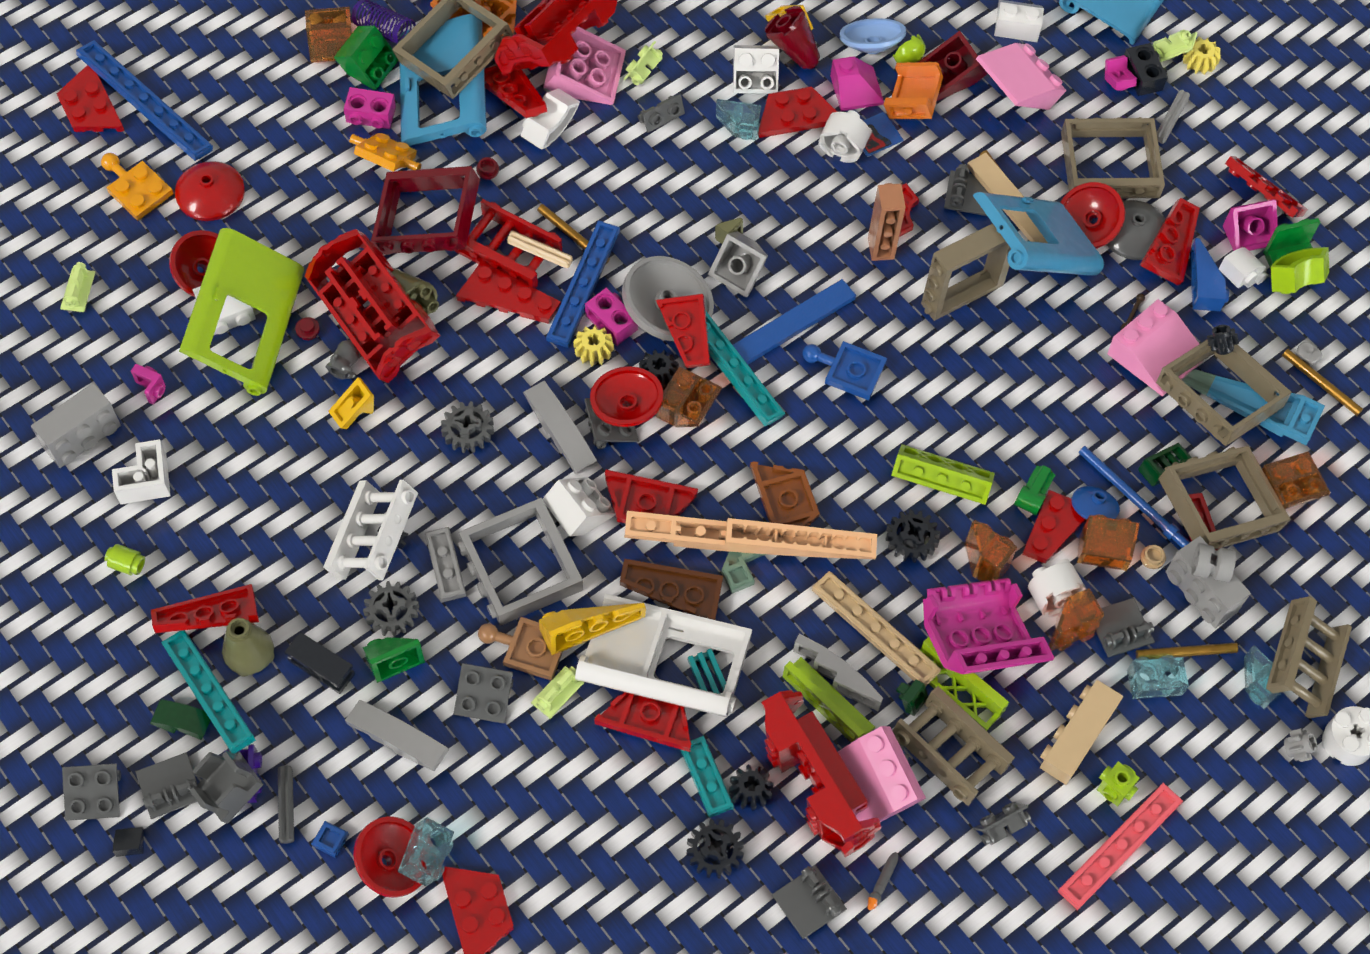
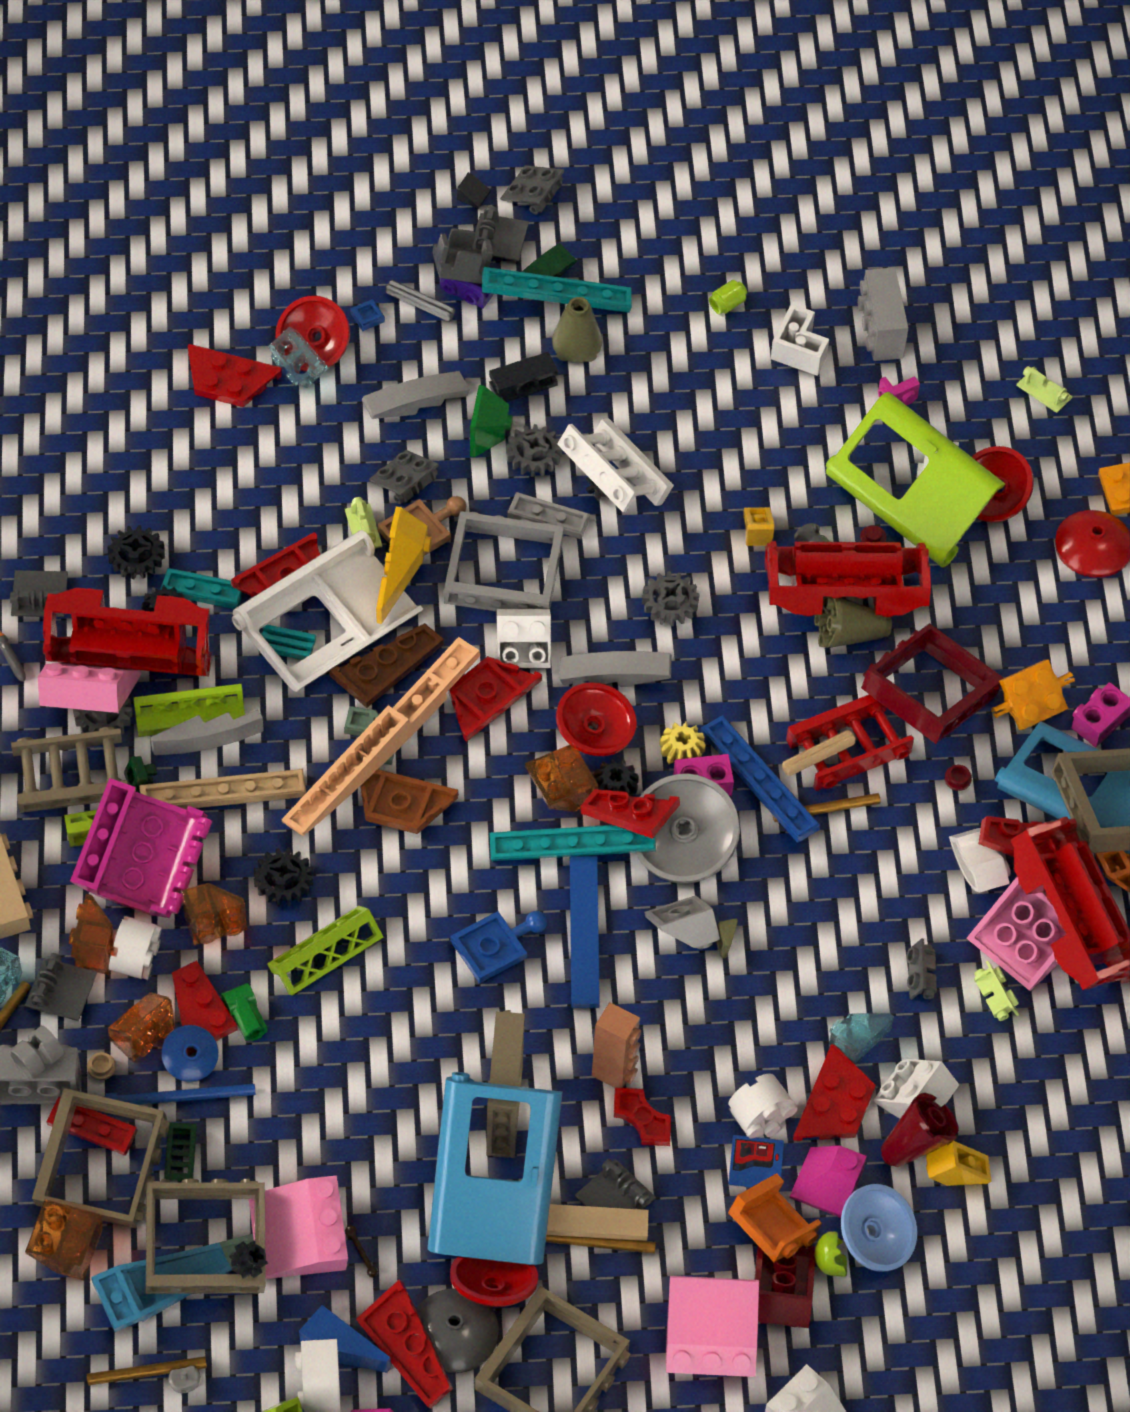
camera: 125 degrees right, 5 degrees down
(207, 611) = (630, 329): red wing -> none
(499, 290) = (802, 703): red wing -> none

